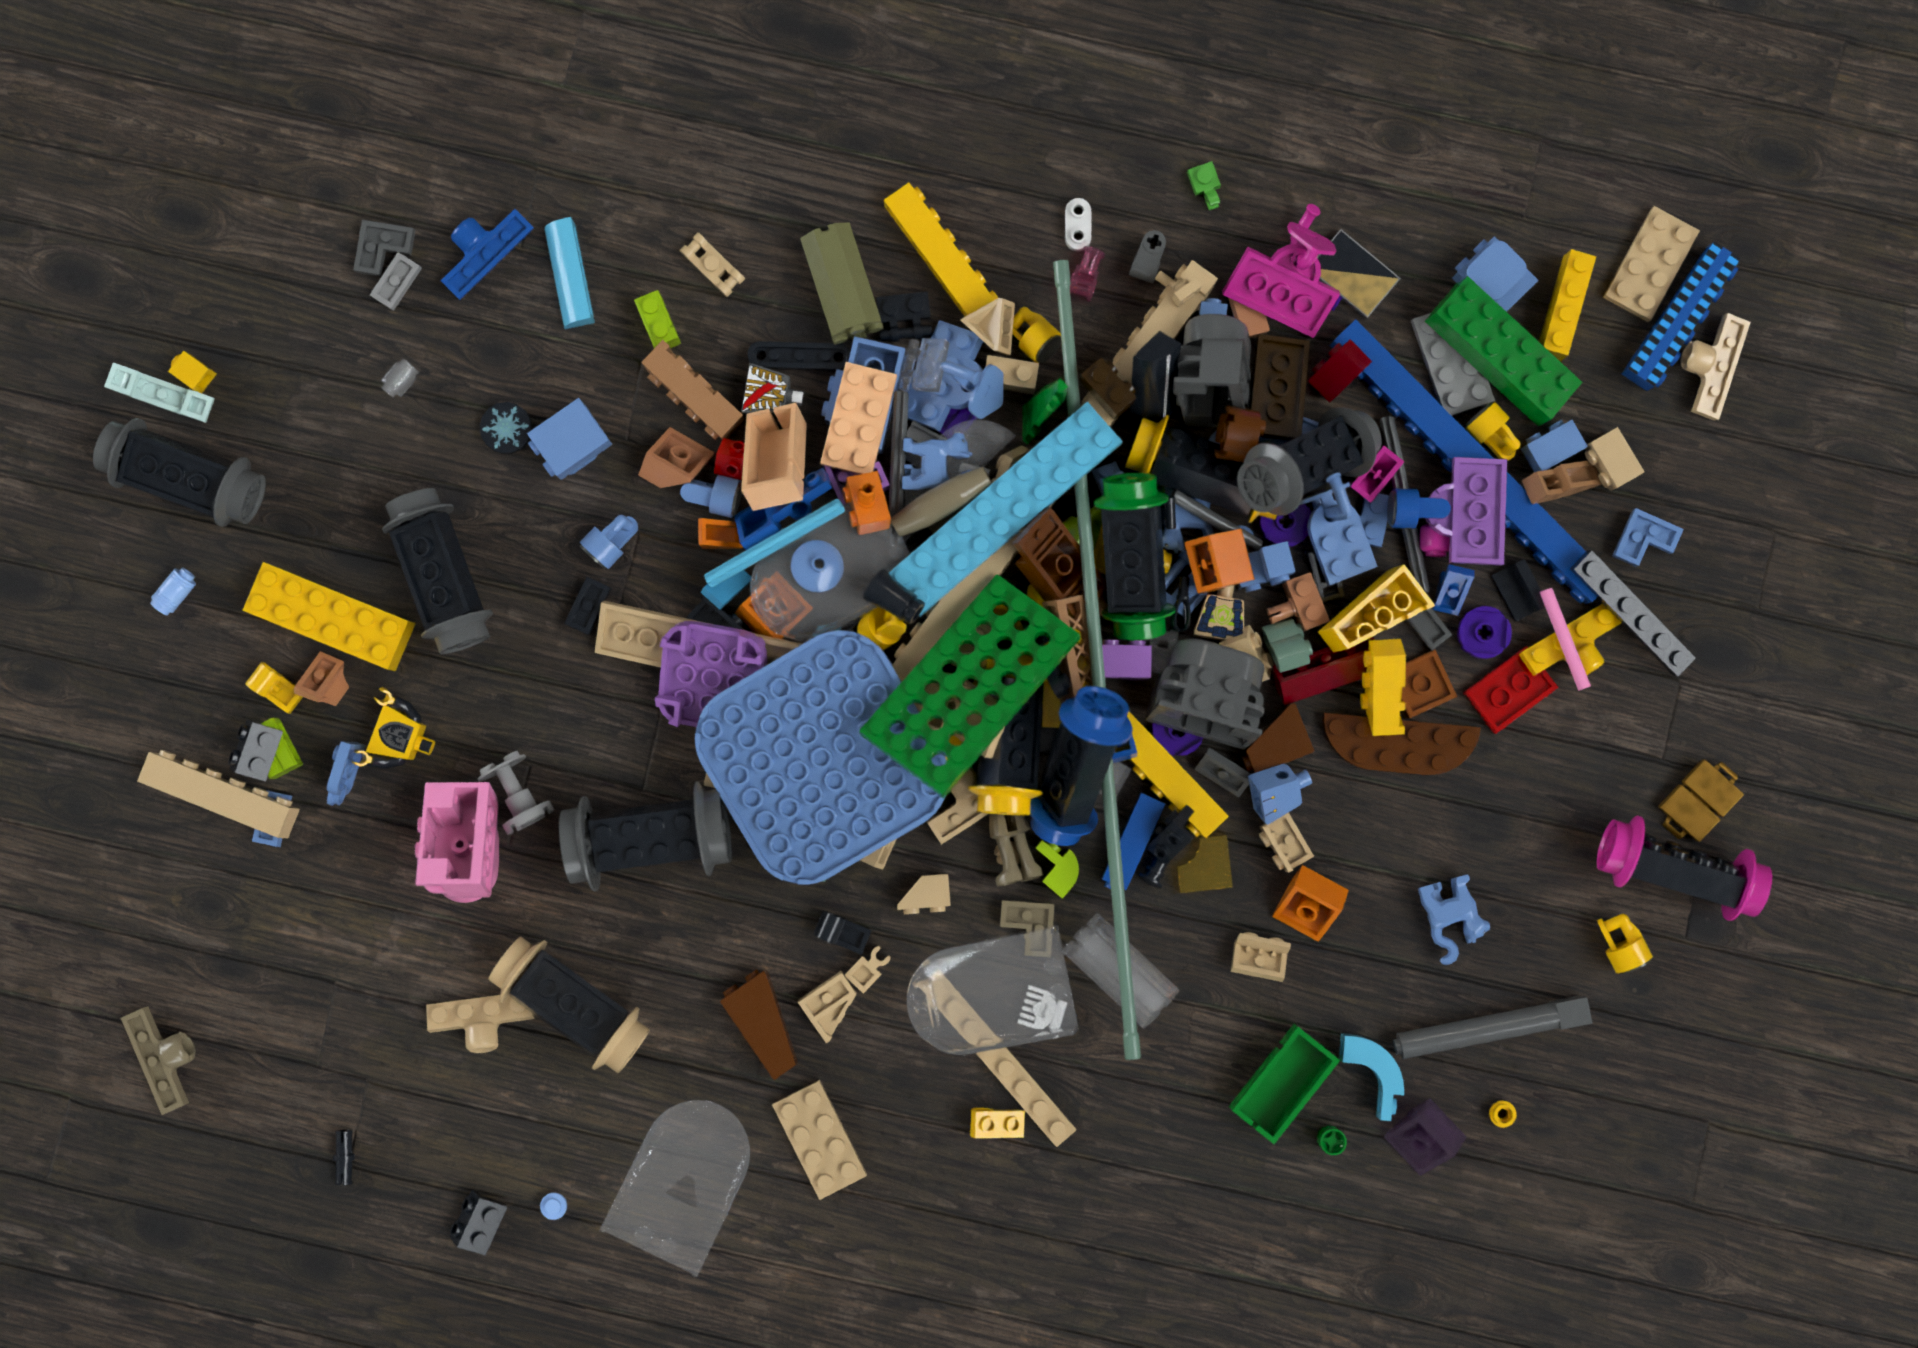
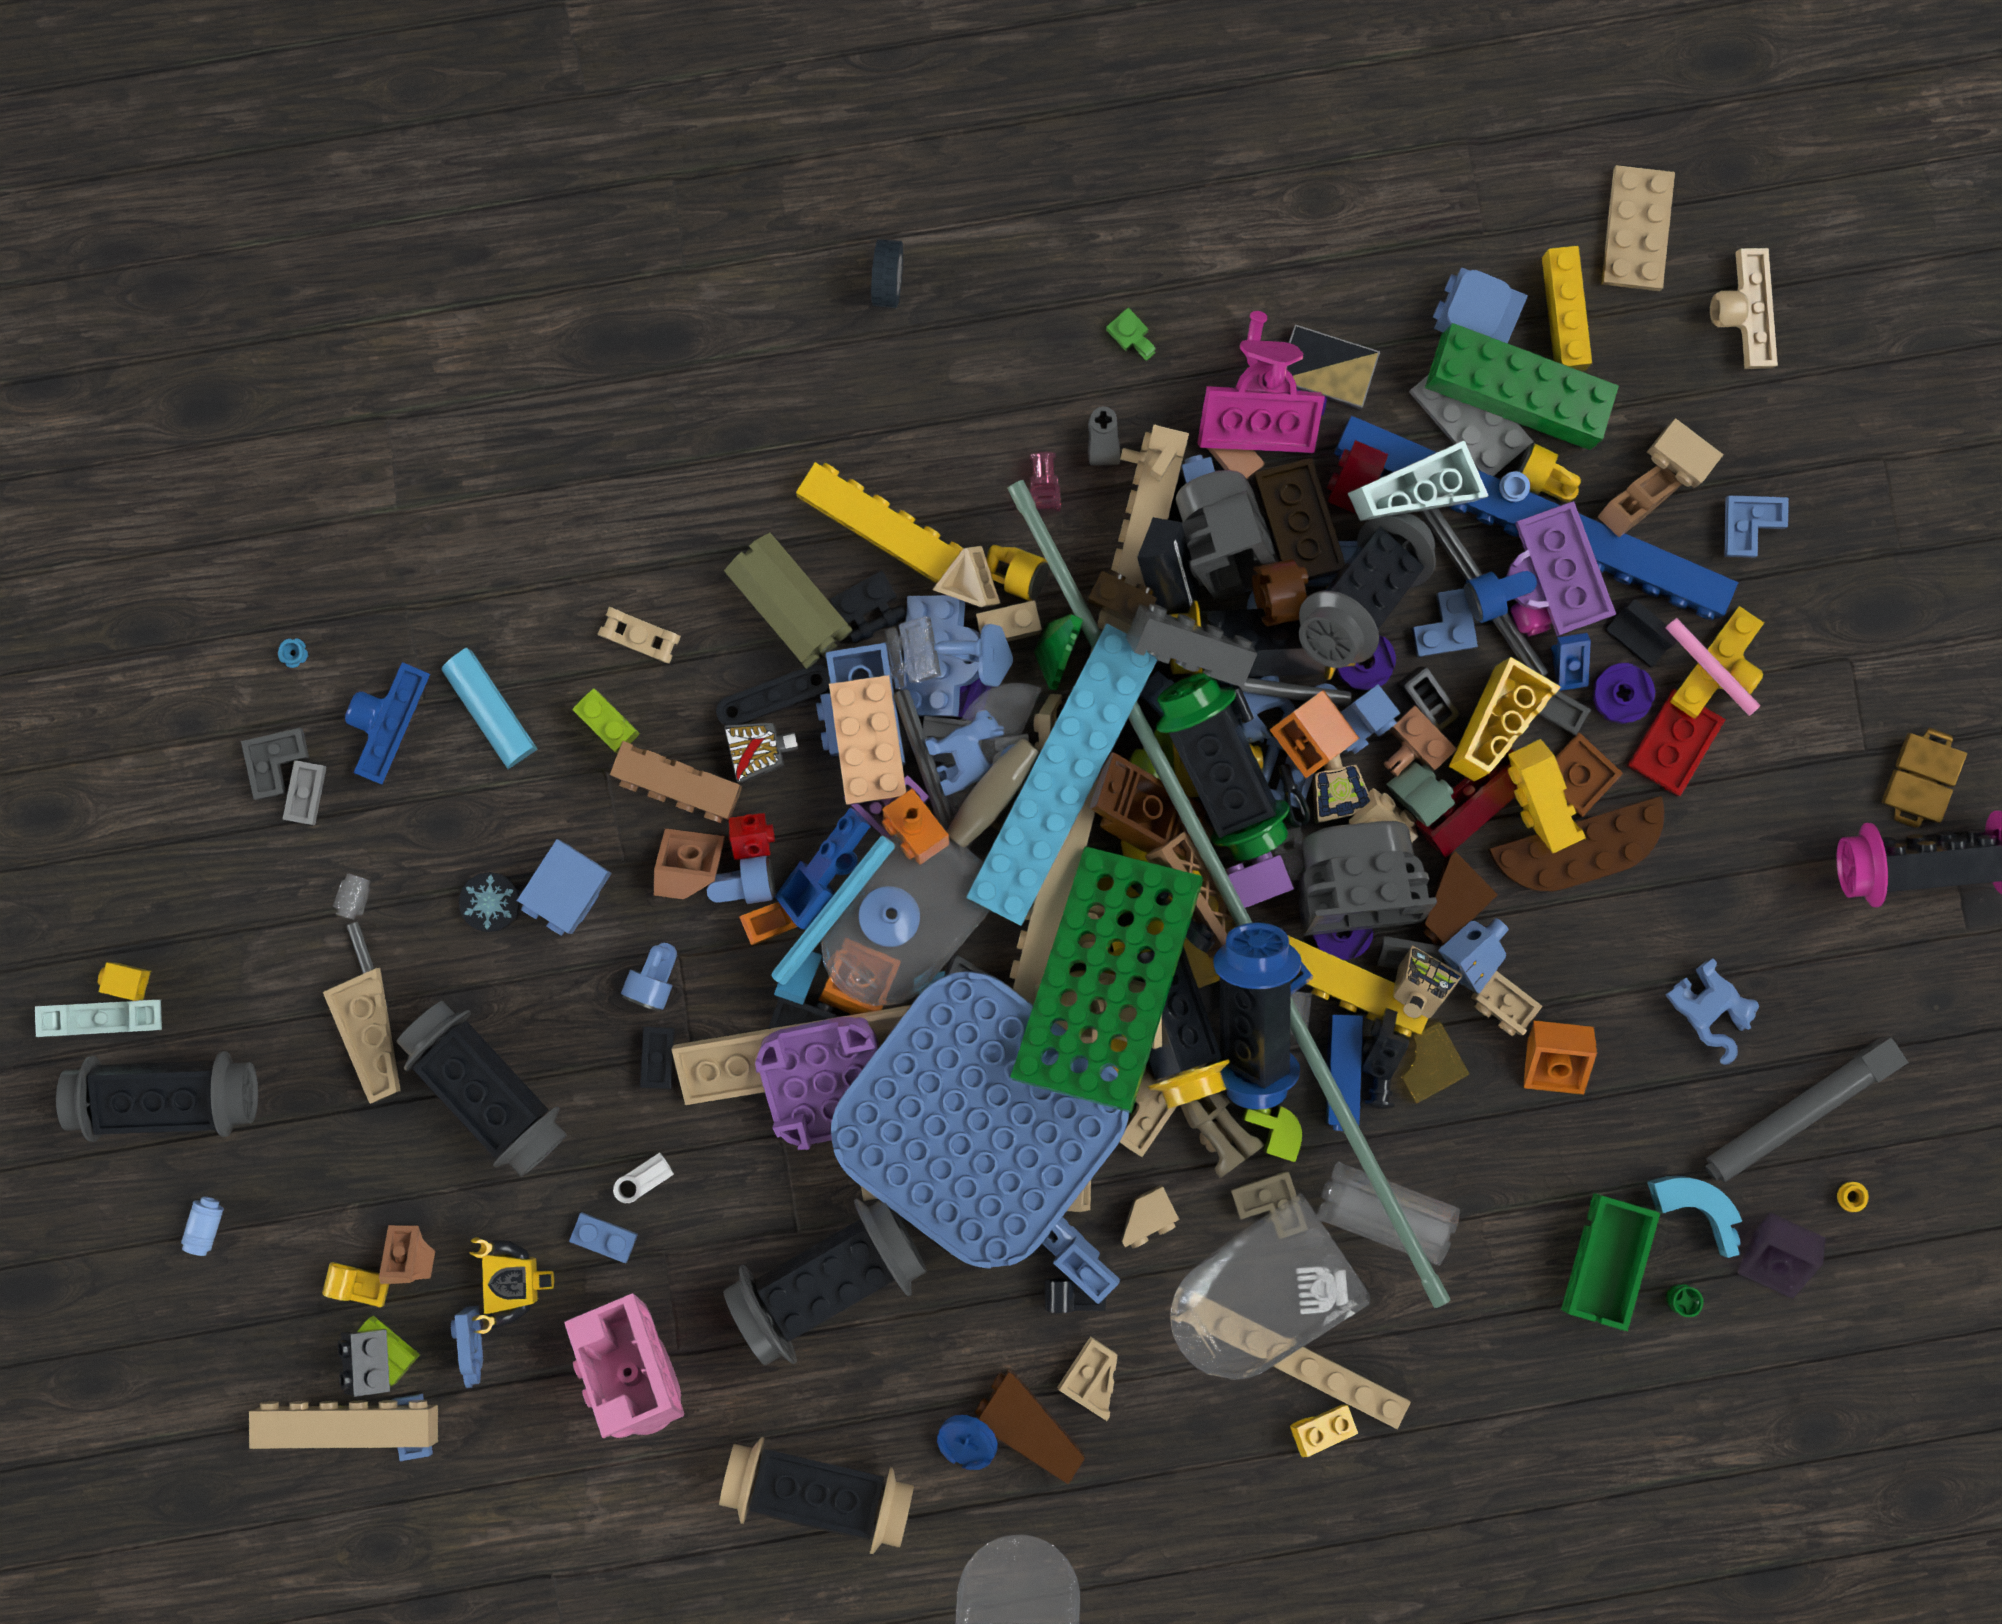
camera: 30 degrees left, 0 degrees up
(329, 616) = (382, 1184): yellow brick -> none
(366, 486) = (365, 1030): none -> tan wing
(388, 439) = (360, 947): none -> dark grey bar
(427, 162) = (286, 648): none -> dark azure plate
(477, 1017) = (722, 1549): tan plate -> none
(486, 731) = (603, 1237): none -> medium blue plate
(519, 801) = (672, 1298): light grey piece -> none
(538, 697) = (644, 1177): none -> white piece
(707, 1013) = (967, 1442): none -> blue tile
(774, 457) = (794, 818): light nougat piece -> none
(819, 1139) = (1141, 1526): tan plate -> none
(856, 904) = (1080, 1261): none -> medium blue plate
(865, 972) = (1117, 1327): tan plate -> none
(881, 627) = (985, 950): yellow piece -> none
(893, 597) = (986, 917): black plant -> none
(1028, 54) = (887, 273): none -> black wheel
(1077, 224) = (1013, 432): white plate -> none
(1148, 445) = (1191, 644): none -> dark grey wedge
(1225, 797) = (1423, 983): none -> torso
(1260, 956) = (1529, 1136): tan bracket -> none
(1338, 533) = (1427, 653): medium blue plate -> none
(1378, 476) = (1442, 581): dark pink slope -> none
(1395, 397) = (1427, 484): none -> light aqua wedge
(1464, 428) = (1514, 486): none -> light blue plate
(1553, 447) = (1615, 466): medium blue brick -> none
(1630, 953) = (1916, 972): yellow piece -> none
(1632, 613) = (1771, 609): plate -> none
(1681, 316) = (1693, 272): brick -> none

